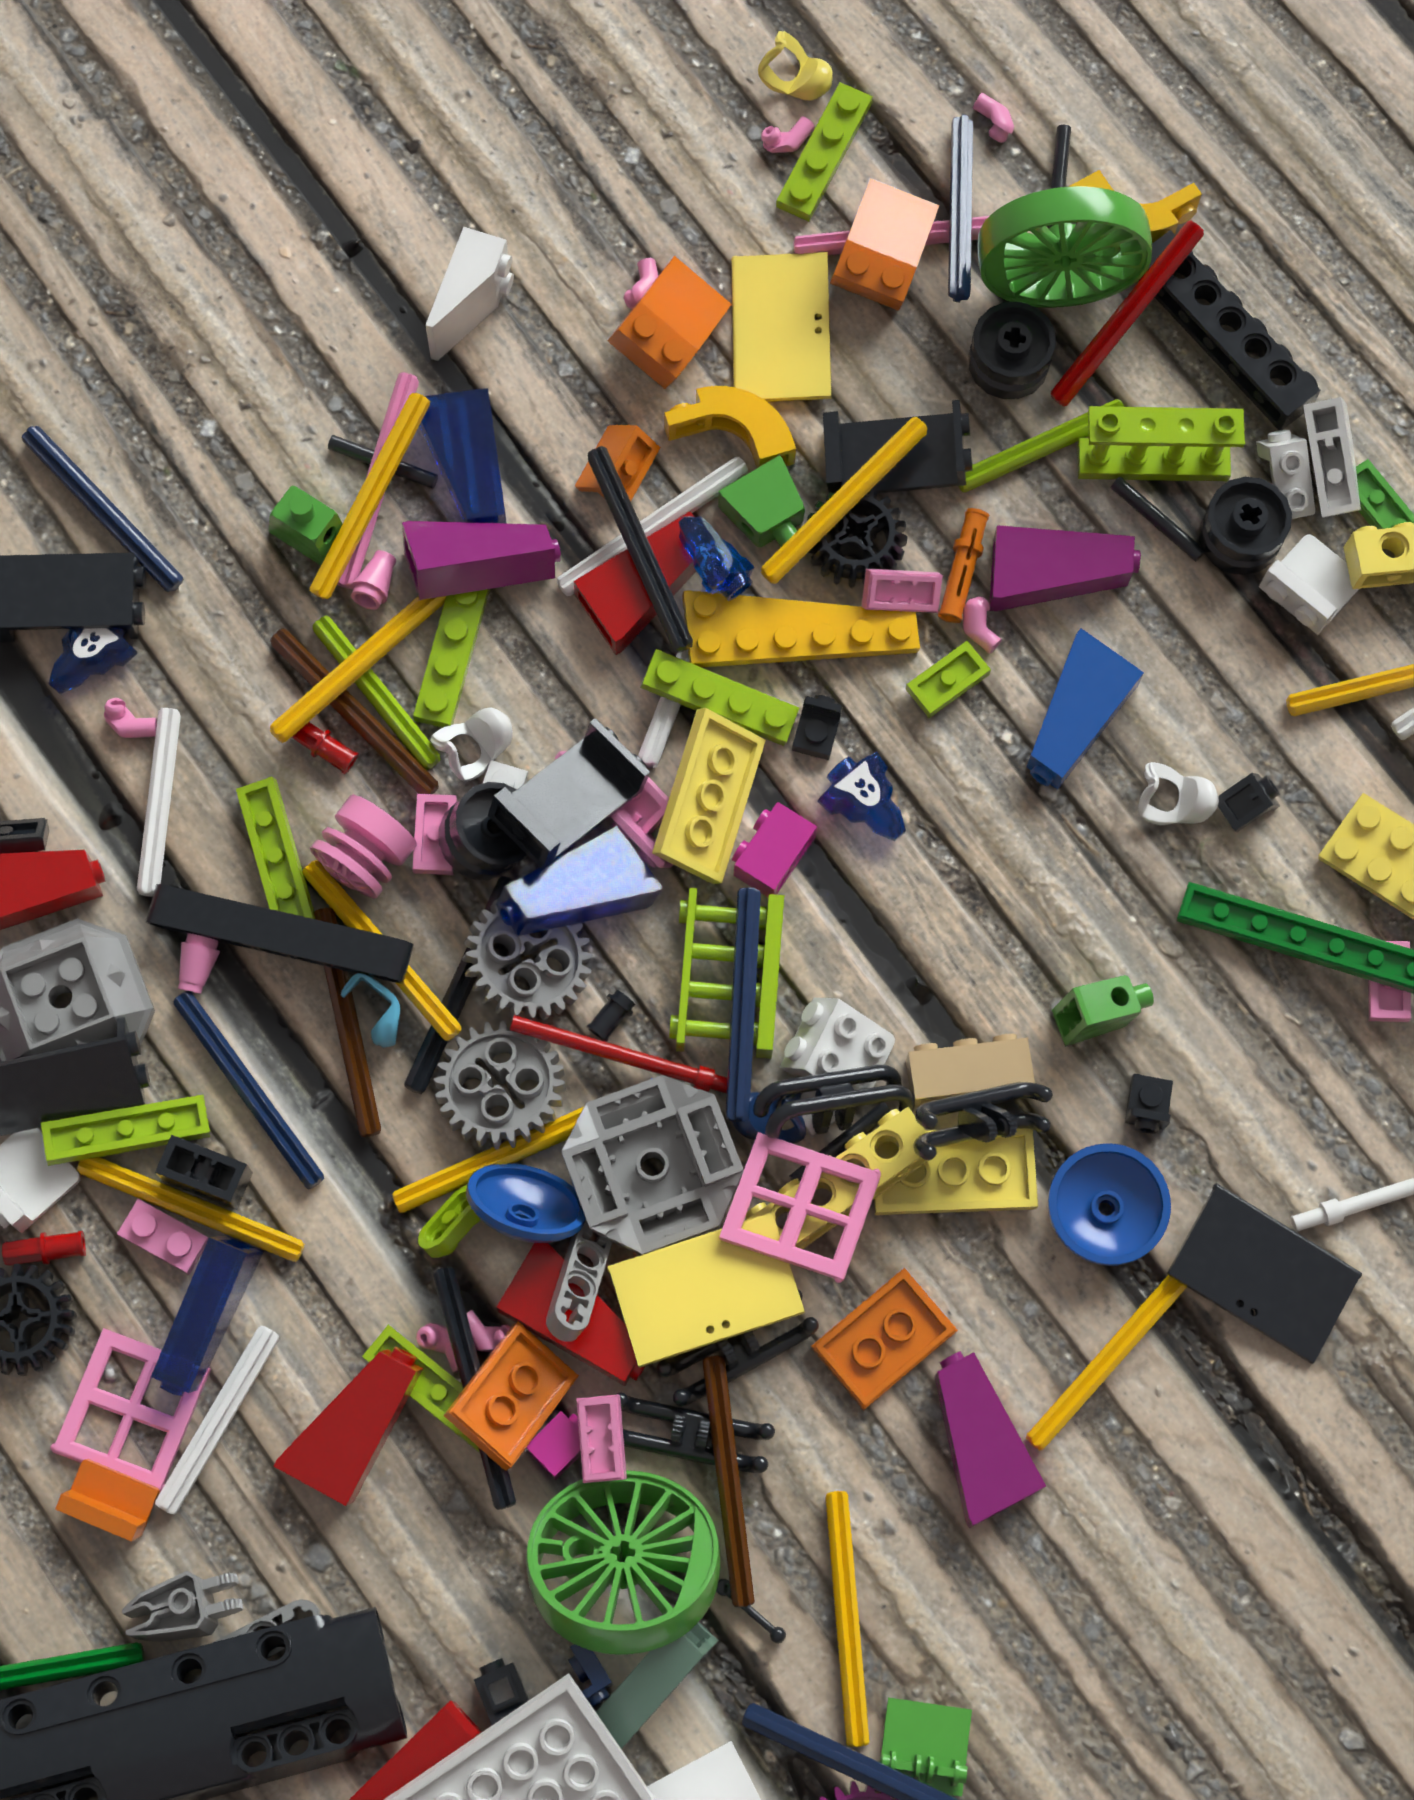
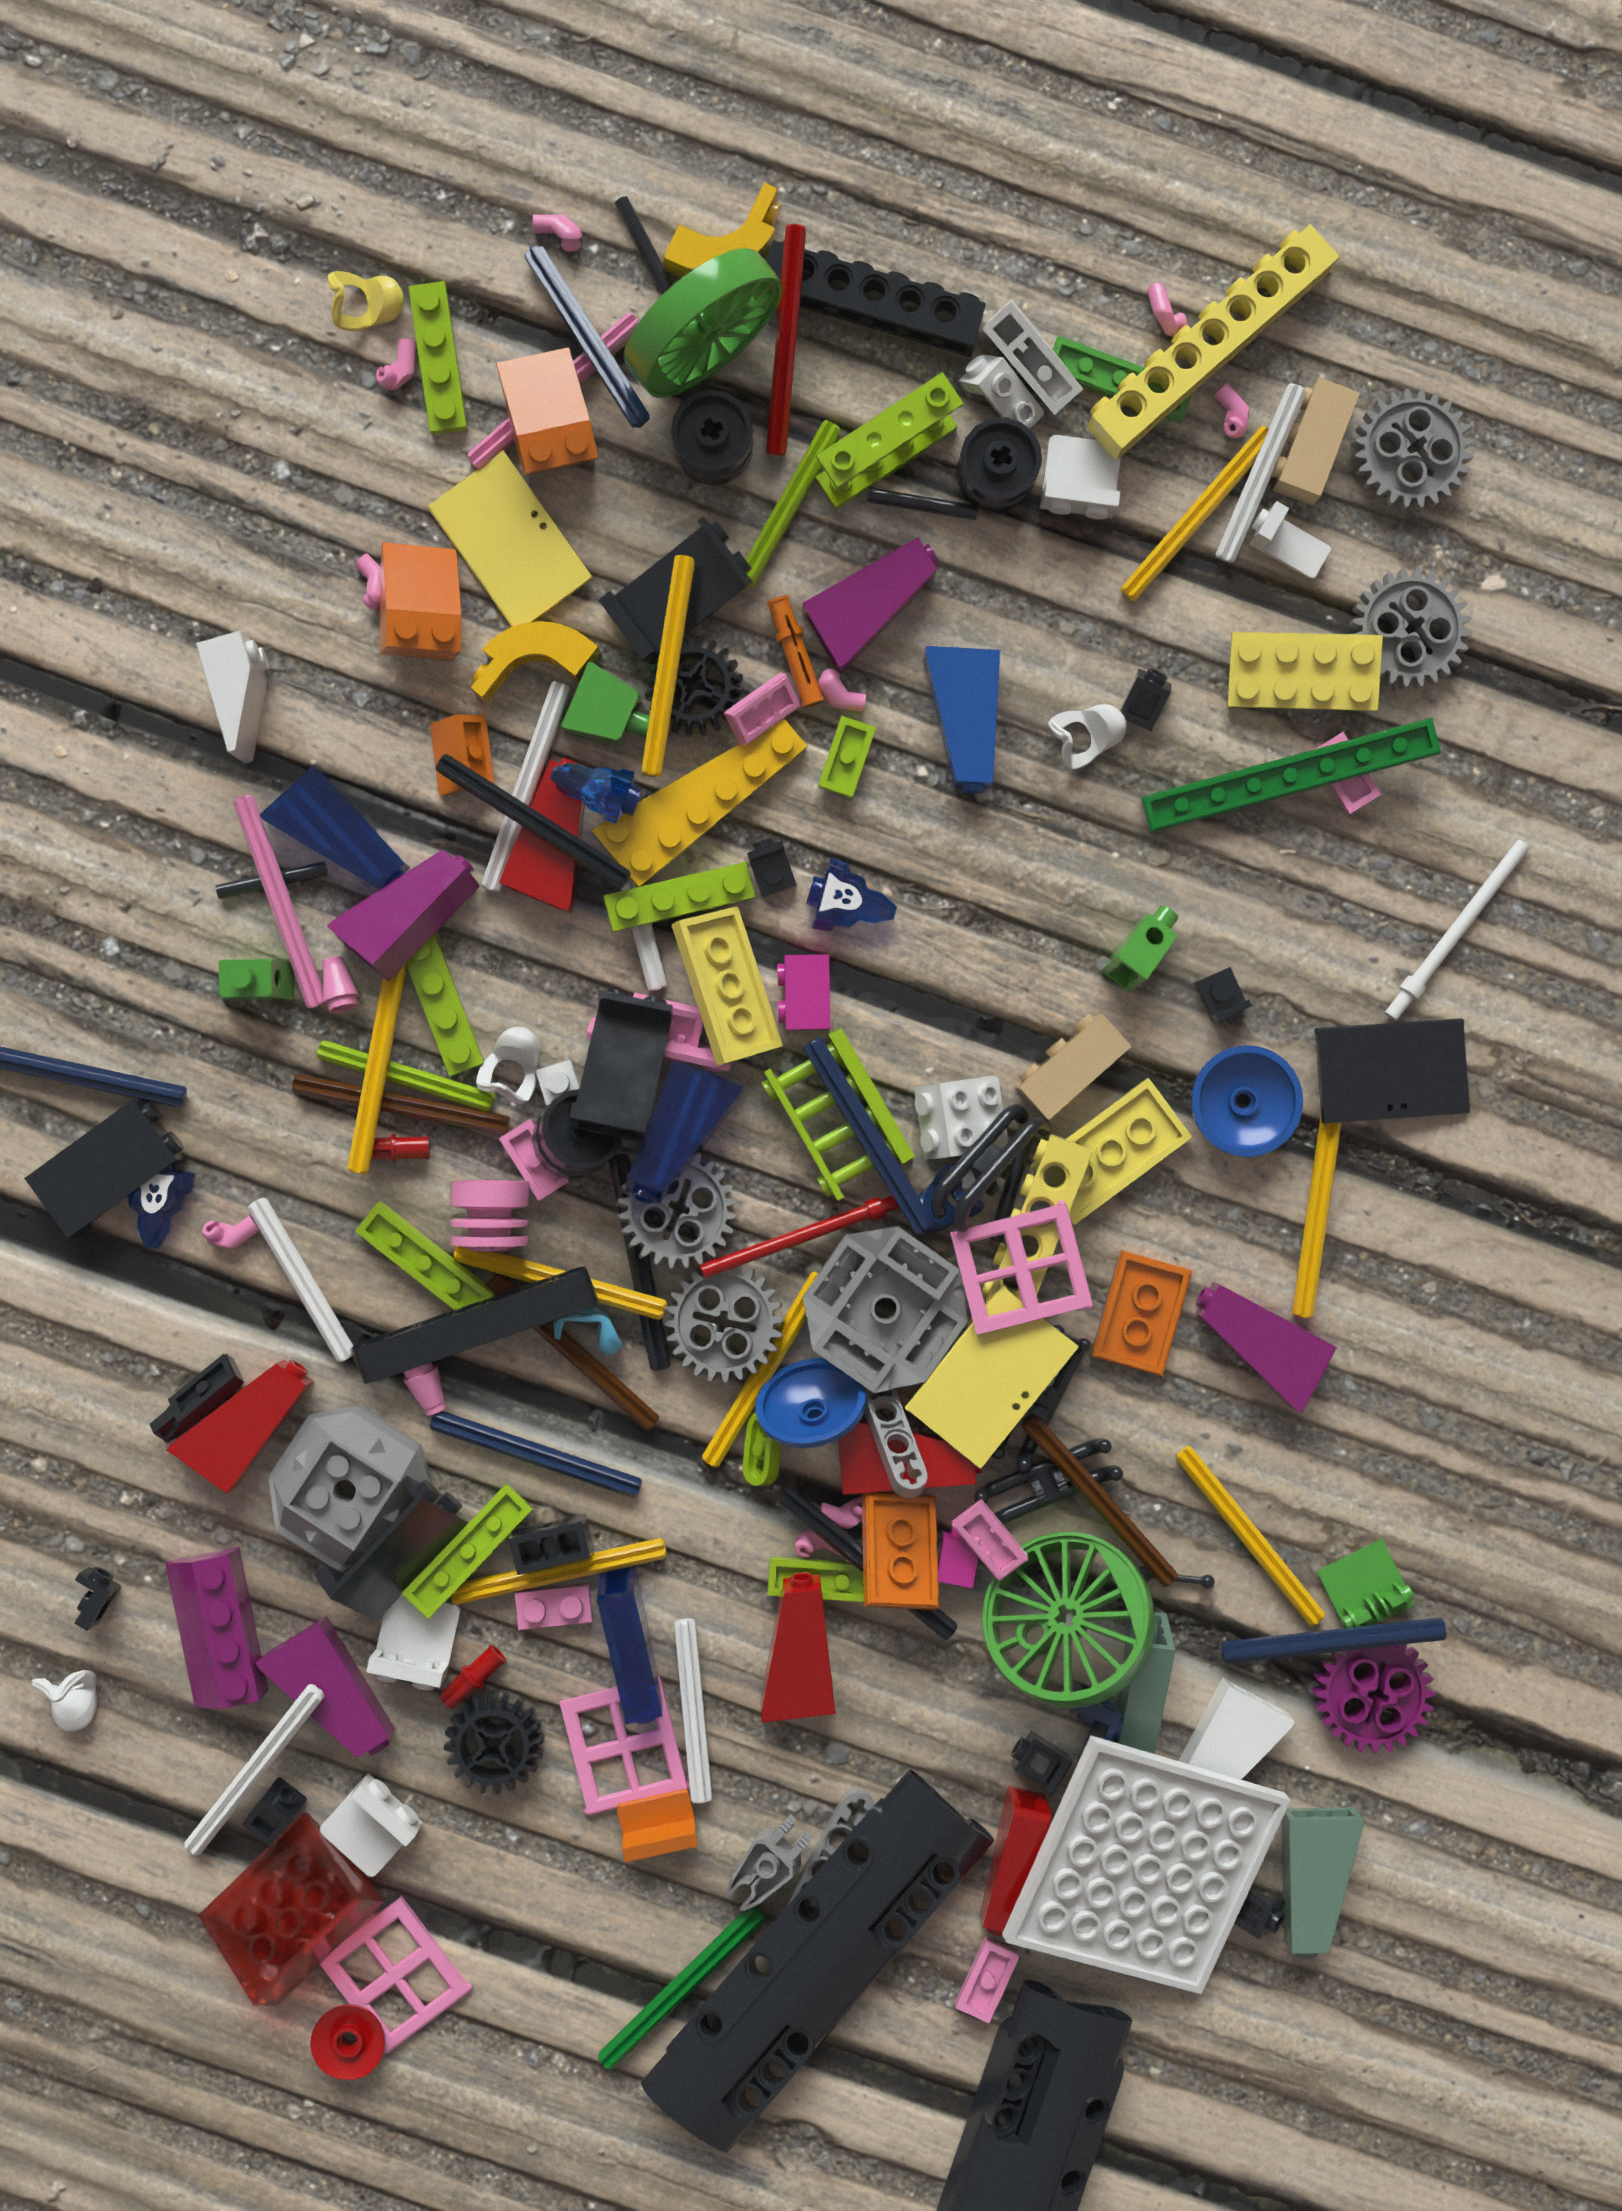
camera: 30 degrees left, 15 degrees up
(369, 496) = (285, 921): yellow axle -> none
(611, 1015) = (770, 1209): black pin -> none
(979, 1117) = (1111, 1108): black piece -> none

